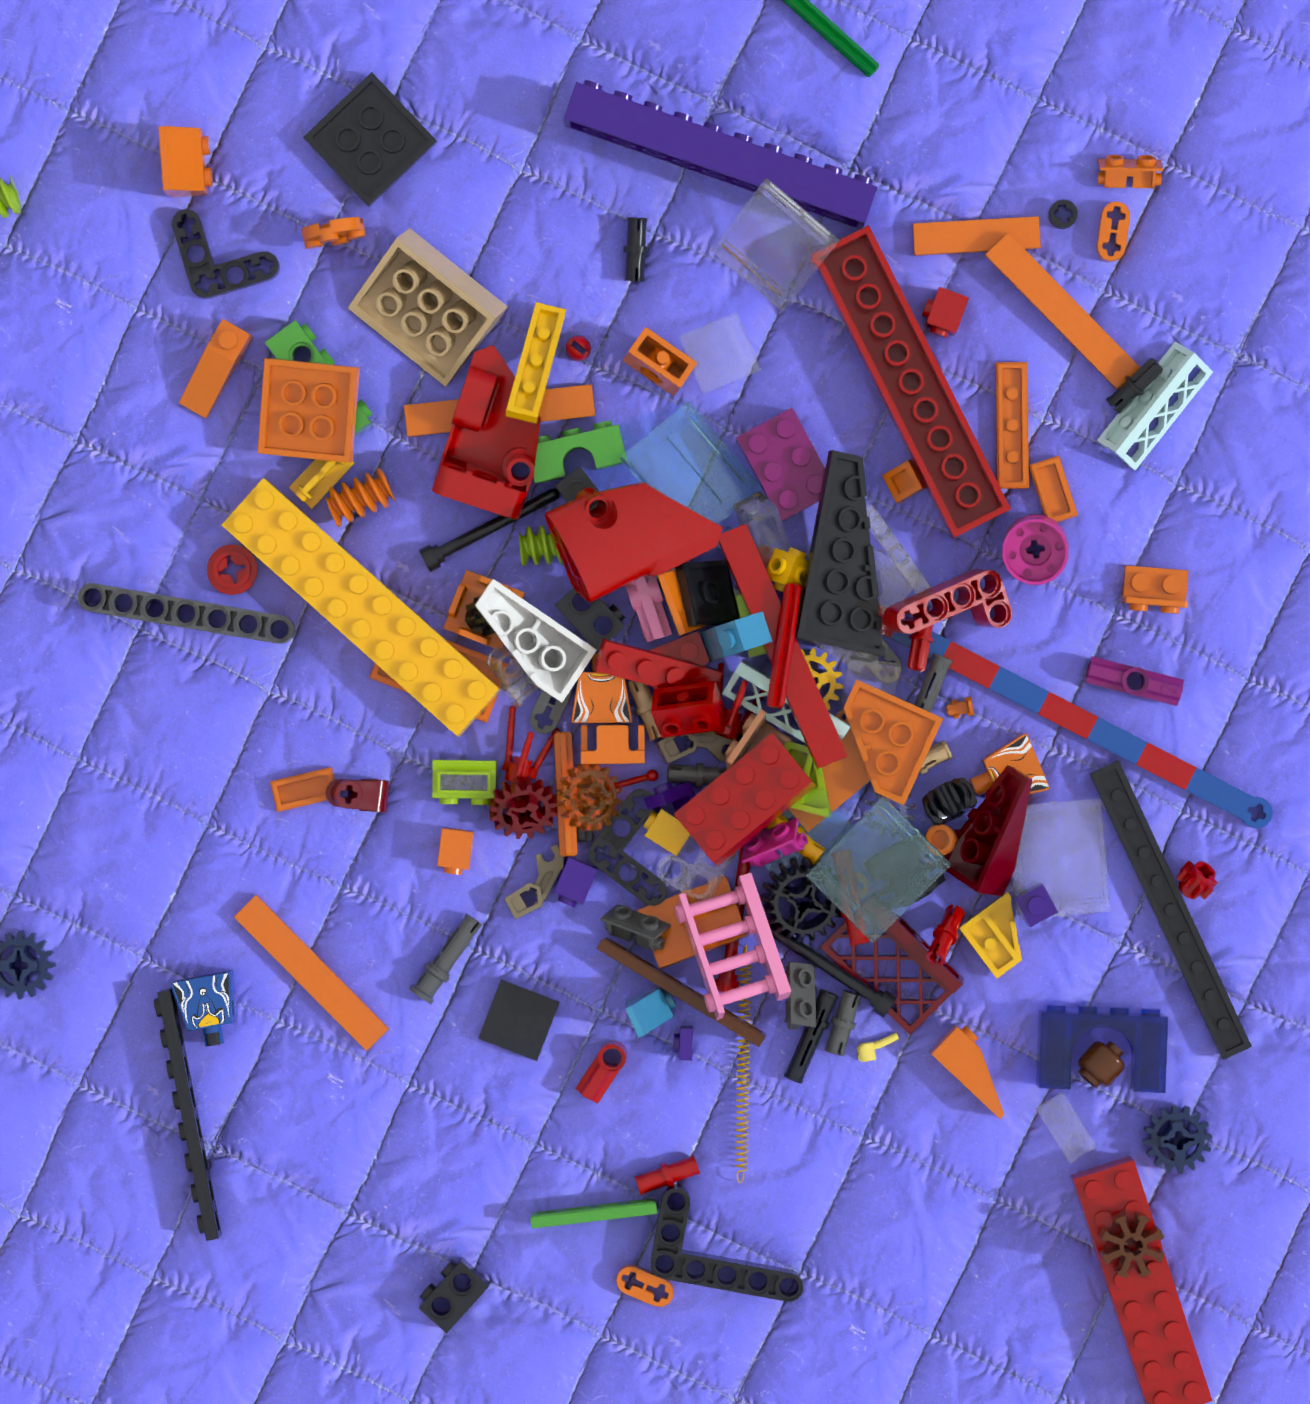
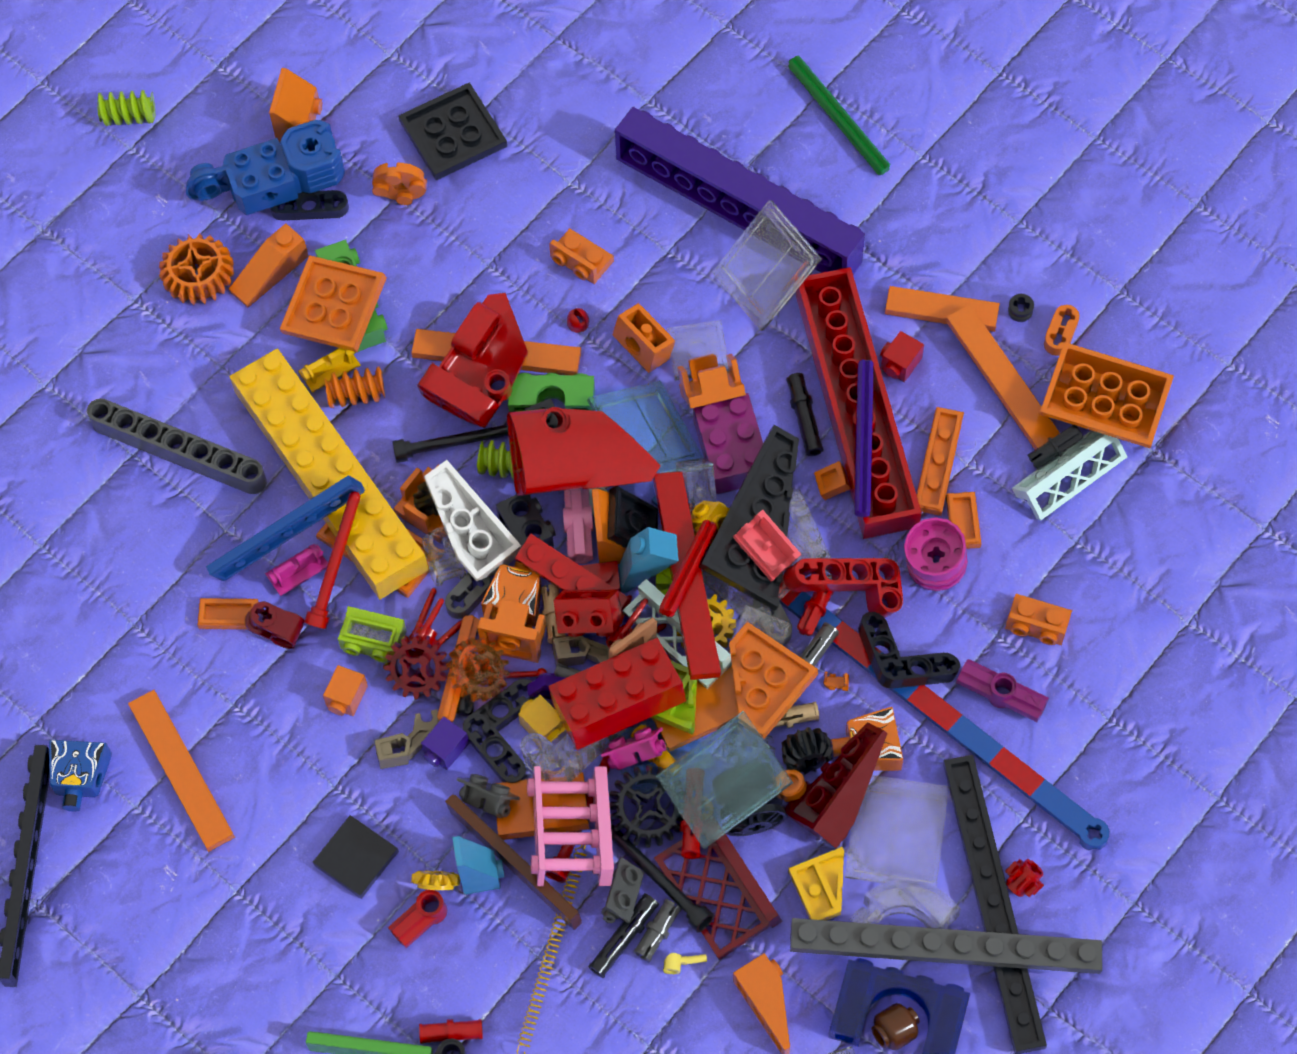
camera: 15 degrees right, 25 degrees down
(149, 383) = (213, 269): none -> orange gear
(185, 252) = (273, 172): none -> blue brick
(219, 562) = (219, 415): red gear -> none
(343, 695) = (284, 529): none -> blue tile
(361, 722) = (297, 569): none -> dark pink hinge
(402, 773) = (318, 615): none -> red piece
(427, 306) = (458, 257): tan slope -> none
(437, 971) = (295, 793): dark grey pin -> none
(535, 362) = (537, 313): yellow plate -> none
(560, 266) = (580, 256): none -> orange bracket
(609, 1030) = (435, 880): none -> yellow gear
(635, 249) = (648, 255): black pin -> none
(683, 1043) = (502, 911): dark purple plate -> none
(747, 402) = (709, 381): none -> orange panel
(855, 406) = (802, 404): none -> black pin
(859, 599) = (767, 545): none -> coral hinge
(931, 438) = (864, 438): none -> dark purple axle
(945, 935) = (773, 868): red pin -> none
(1015, 678) = (895, 663): none -> black beam
(1035, 904) = (865, 859): dark purple brick -> none
(1079, 929) = (911, 898): none -> clear arch
(1134, 975) = (946, 945): none -> dark grey plate
(1141, 170) = (1096, 287): orange hinge -> none
(1179, 317) = (1107, 395): none -> orange slope

